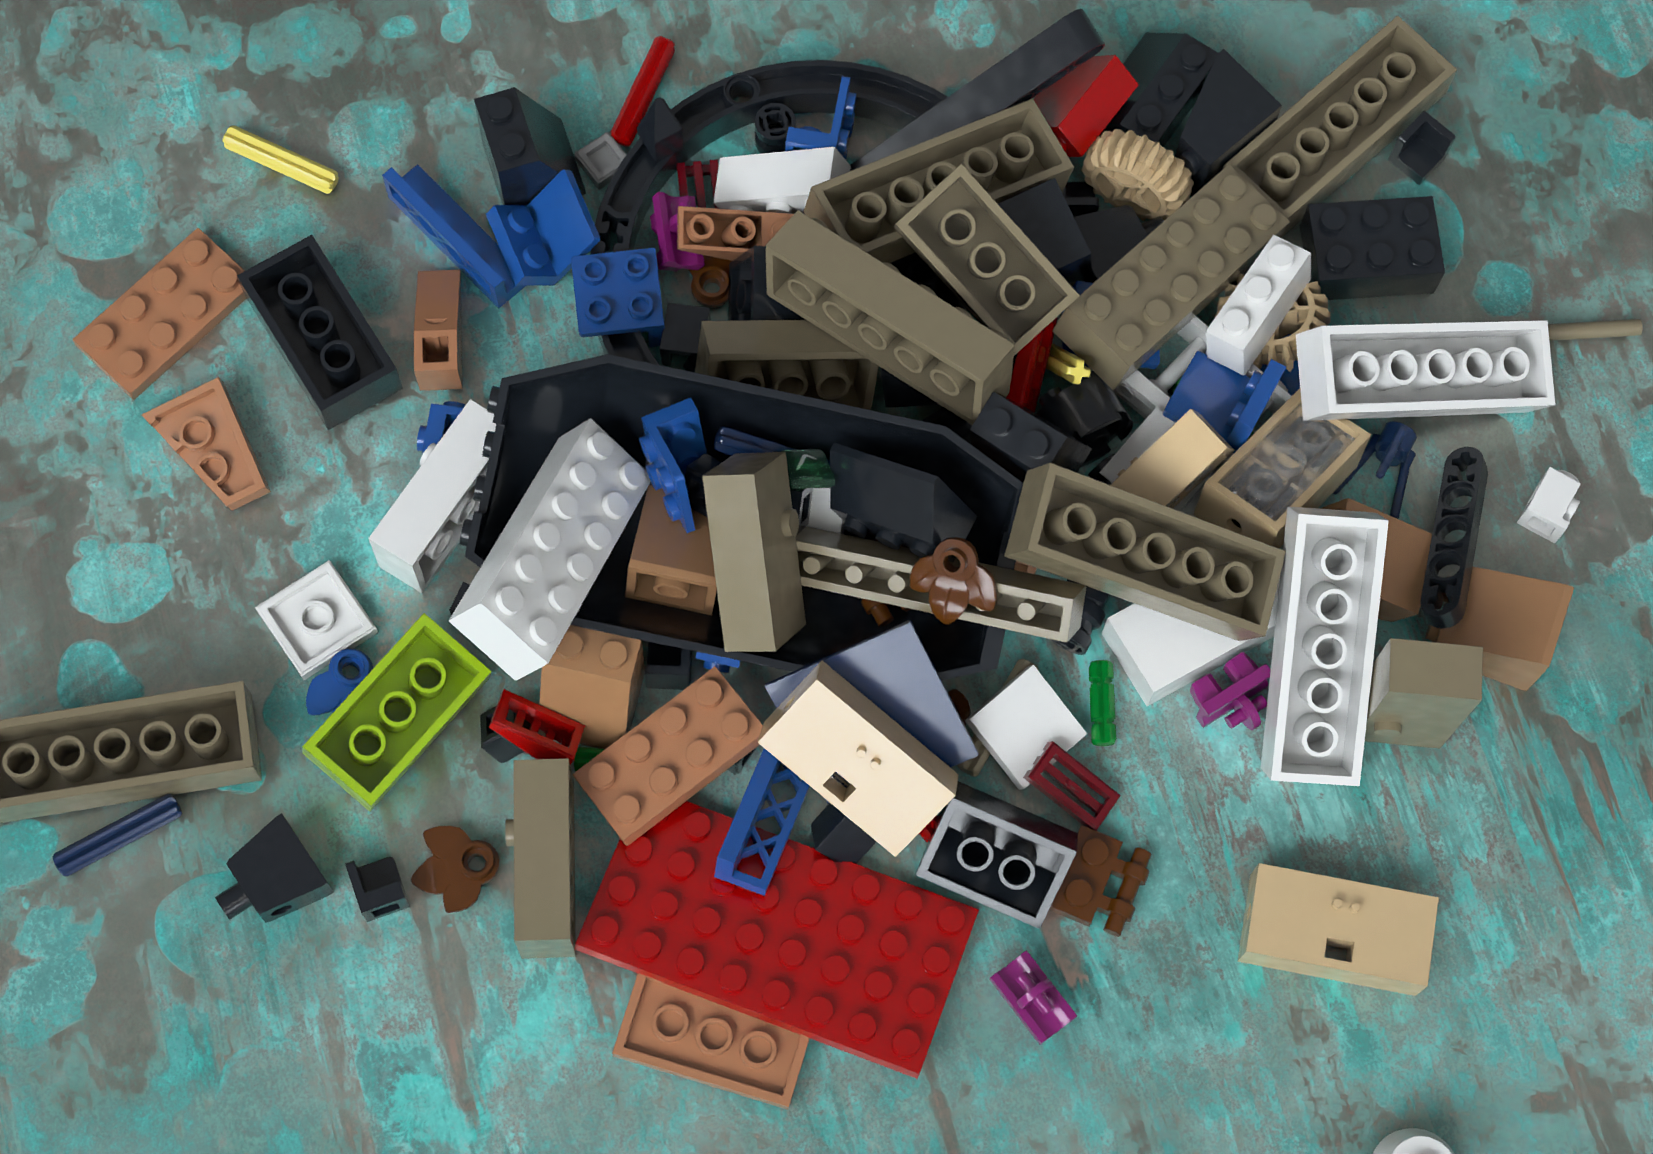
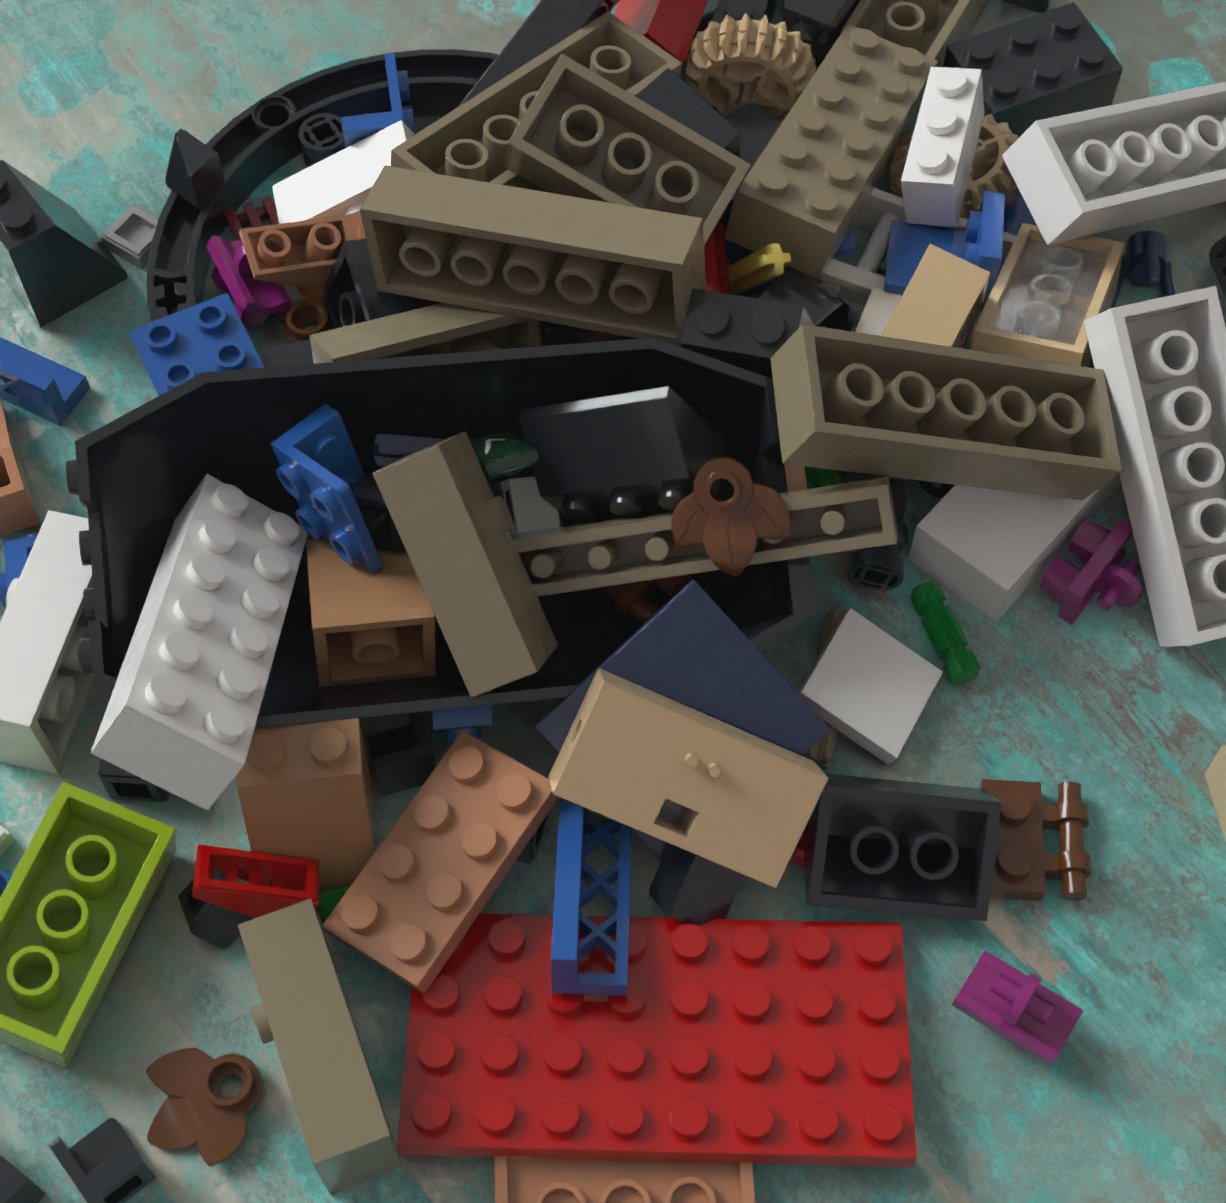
camera: 15 degrees left, 10 degrees down
(545, 233) = (91, 327): blue bracket -> none
(643, 90) = (166, 122): red axle -> none
(1042, 764) = (949, 746): dark red tile -> none

